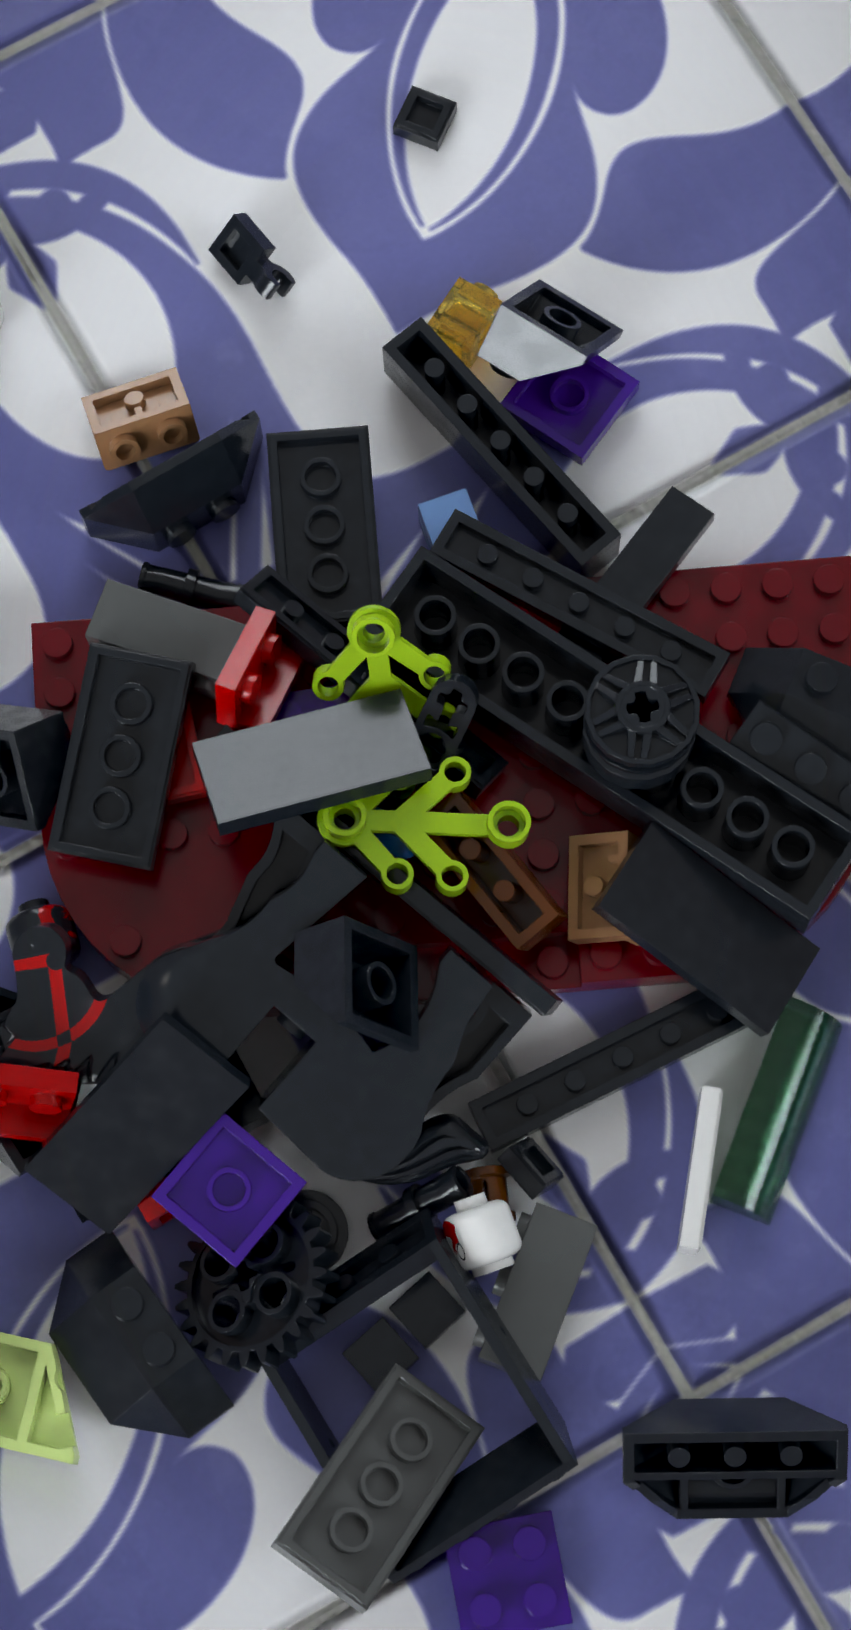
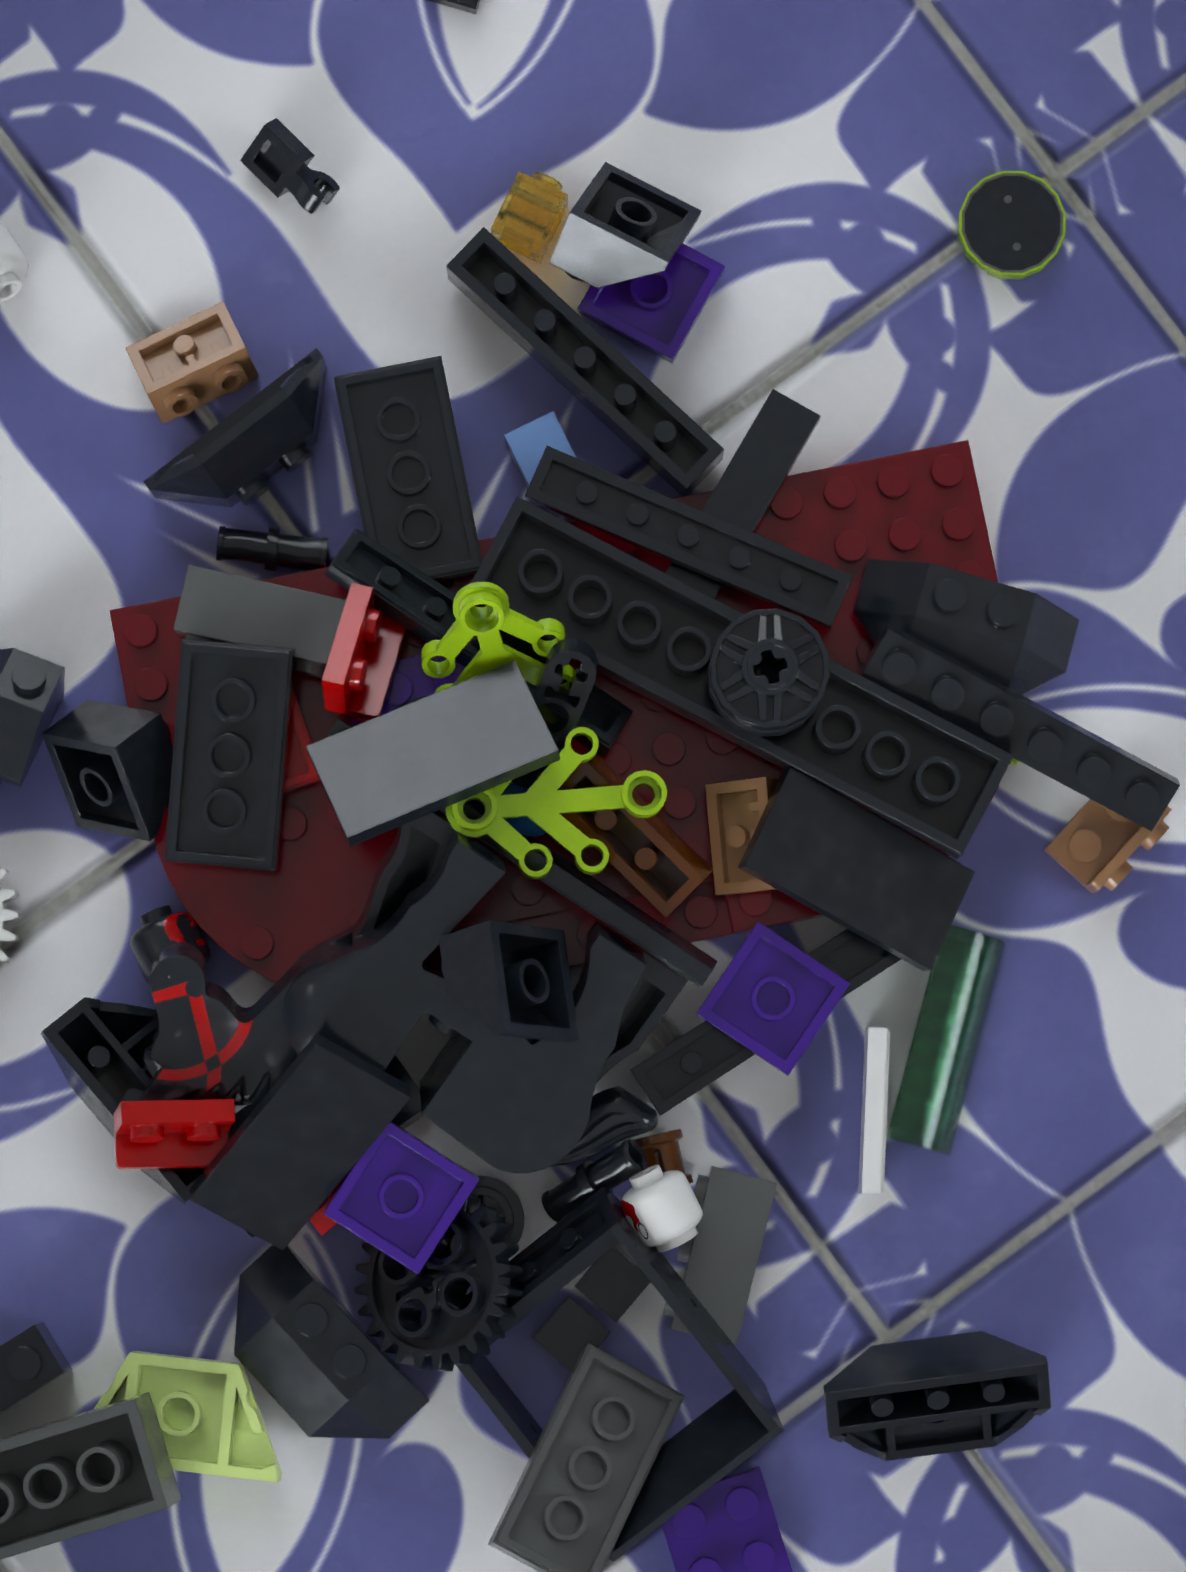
camera: 10 degrees left, 10 degrees up
(530, 1167) = (702, 1128): black tile -> none
(612, 1047) = (773, 998): none -> dark purple plate

